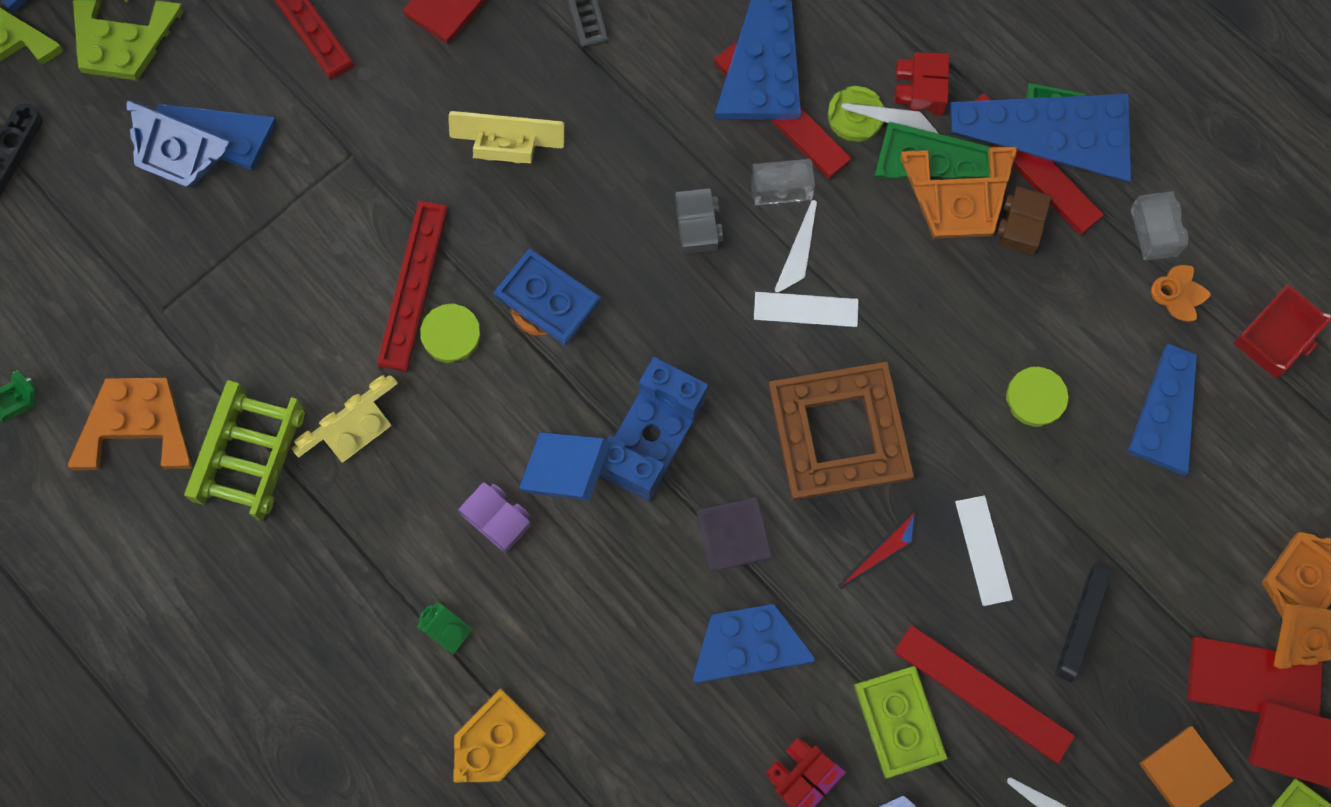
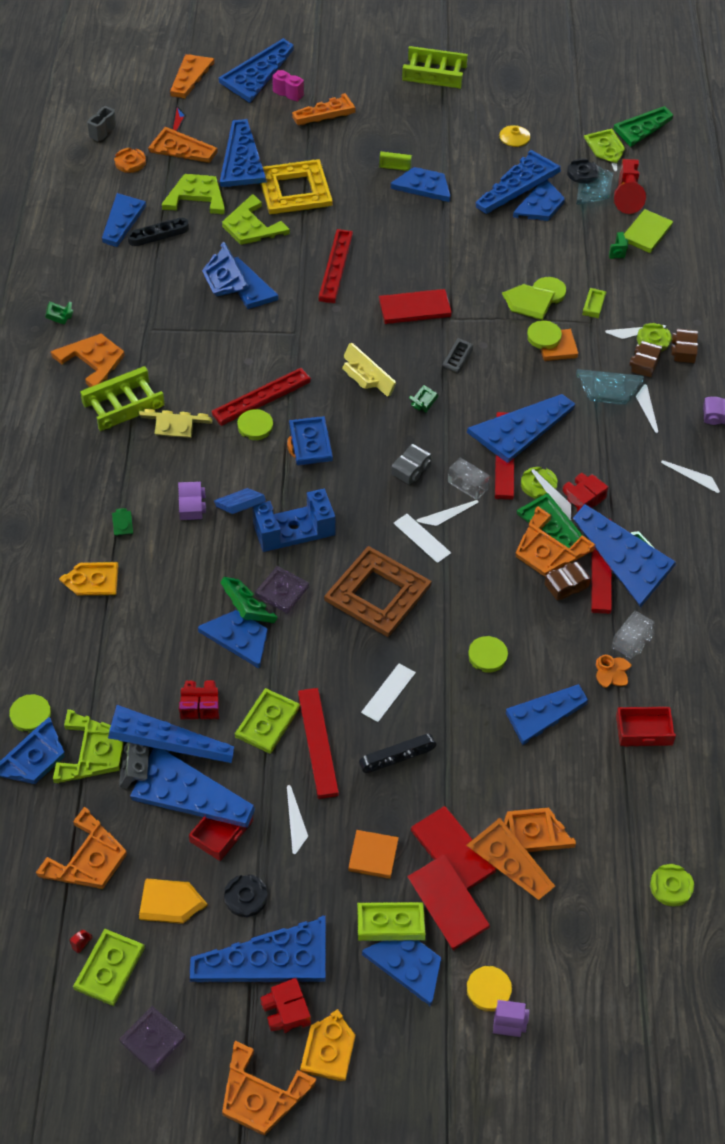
camera: 45 degrees right, 20 degrees down
(614, 115) = (423, 399): none -> green bracket
(718, 596) = (245, 603): none -> green wing
(896, 541) = (349, 655): sticker -> none

